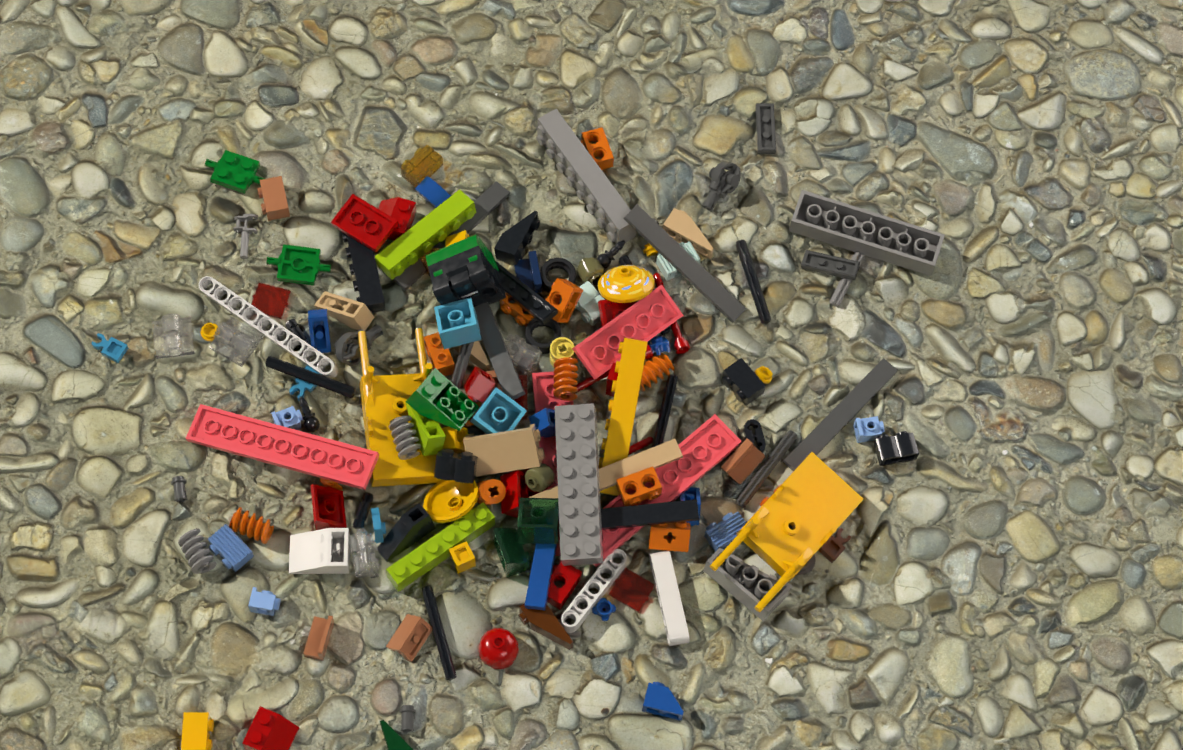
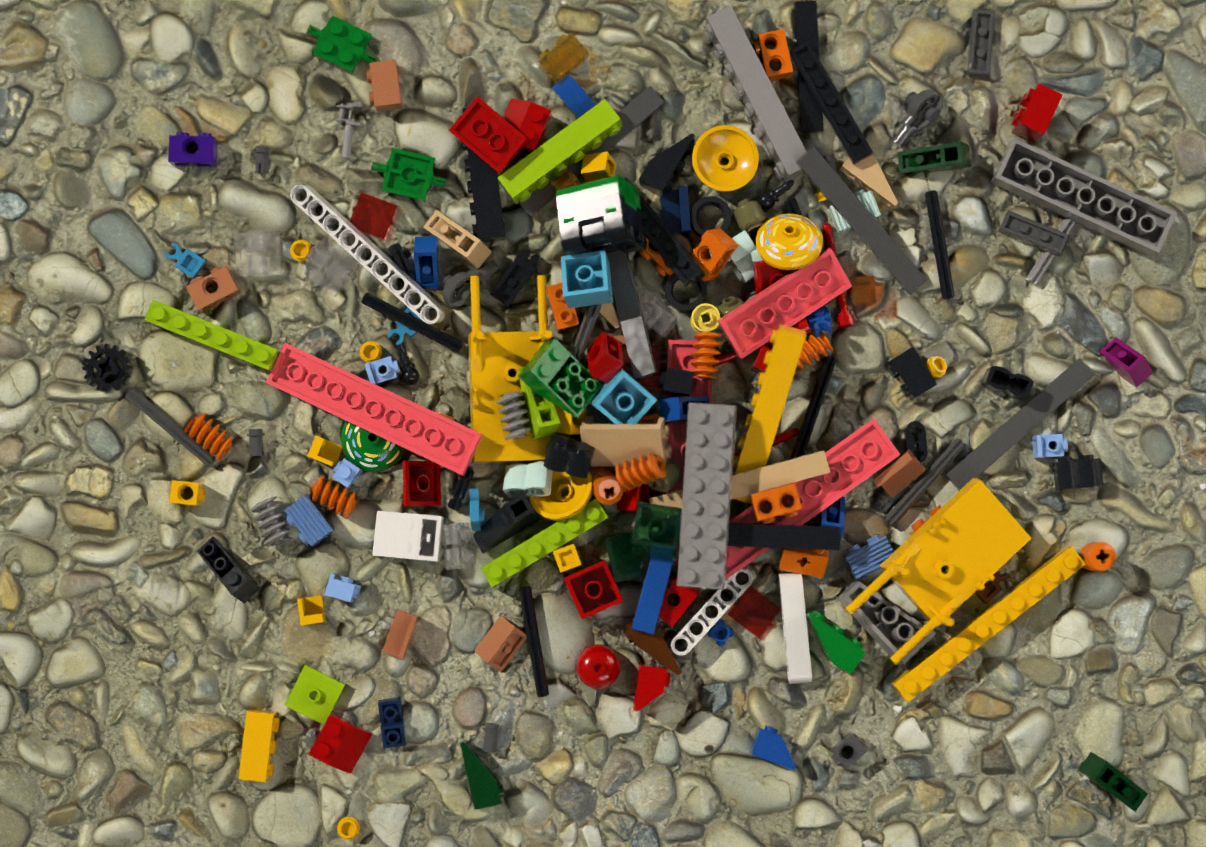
camera: 10 degrees right, 20 degrees up
(44, 432) = (110, 360): none -> black gear
(102, 483) = (169, 426): none -> dark grey axle
(114, 529) = (177, 493): none -> yellow brick
(120, 267) = (204, 157): none -> dark purple brick
(131, 377) = (226, 289): none -> nougat brick
(136, 404) = (212, 335): none -> lime brick
(138, 486) = (209, 436): none -> orange piece
(161, 597) = (228, 570): none -> black slope
(172, 263) = (262, 159): none -> dark grey pin
(237, 625) = (311, 610): none -> yellow panel
(240, 491) = (325, 451): none -> yellow panel
(244, 697) = (314, 694): none -> lime plate
(261, 504) = (346, 473): none -> light blue brick
(275, 404) = (370, 351): none -> yellow plate
(279, 488) = (366, 454): none -> green dish
(316, 715) = (392, 722): none -> dark blue slope
(396, 337) = (515, 278): none -> black hinge
(426, 493) = (527, 479): none -> light aqua brick
(487, 580) = (593, 589): none -> red brick
(519, 470) = (641, 471): none -> orange piece
(542, 397) = (676, 382): none -> black brick
(546, 653) = (650, 684): none -> red slope
(565, 218) = (727, 143): none -> yellow dish
(626, 157) = (807, 30): none -> black tile
(648, 179) = (830, 103): none -> black tile
(693, 319) = (863, 290): none -> clear orange panel
(707, 605) = (837, 648): none -> green slope
(732, 689) = (857, 750): none -> dark grey brick
(740, 215) = (935, 158): none -> dark green slope
(817, 170) = (1035, 115): none -> red brick
(825, 380) = (1002, 380): none -> black brick
(836, 578) = (988, 623): none -> yellow brick
(922, 511) = (1106, 558): none -> orange piece
(923, 356) = (1126, 362): none -> magenta slope
(967, 700) = (1113, 781): none -> dark green slope

